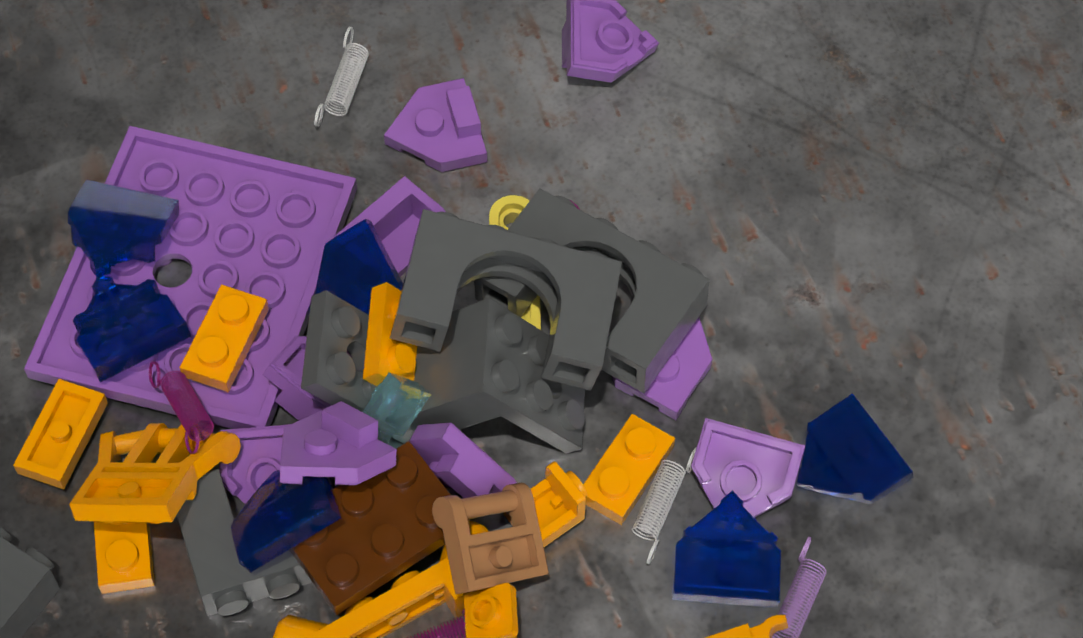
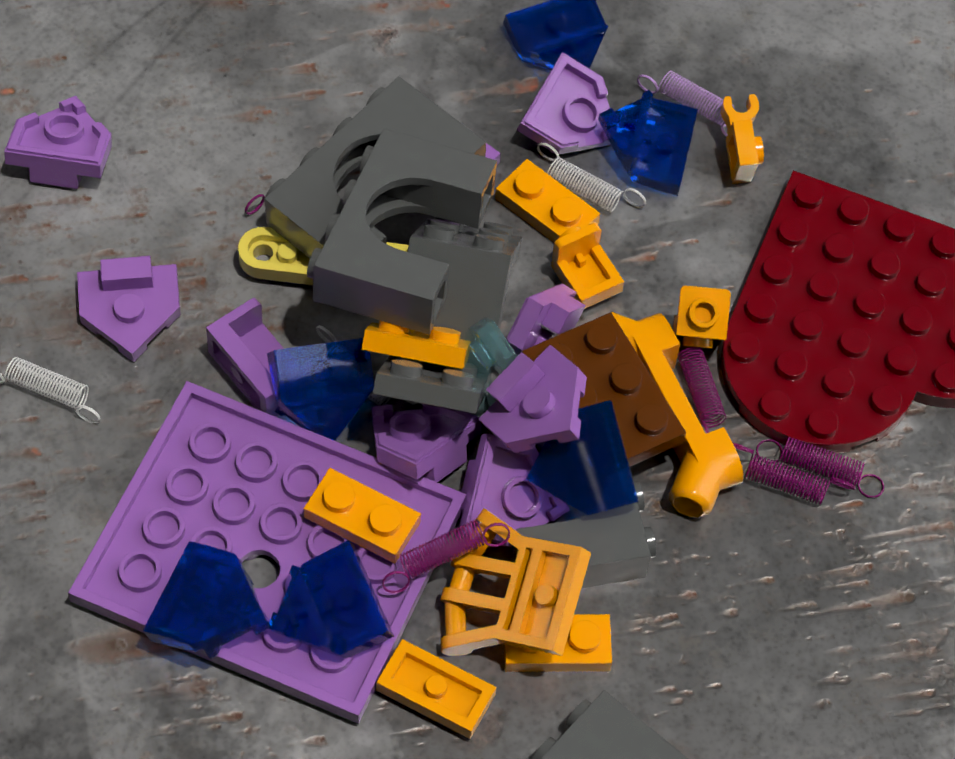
camera: 85 degrees left, 0 degrees up
(495, 555) = (630, 298): medium nougat plate -> none

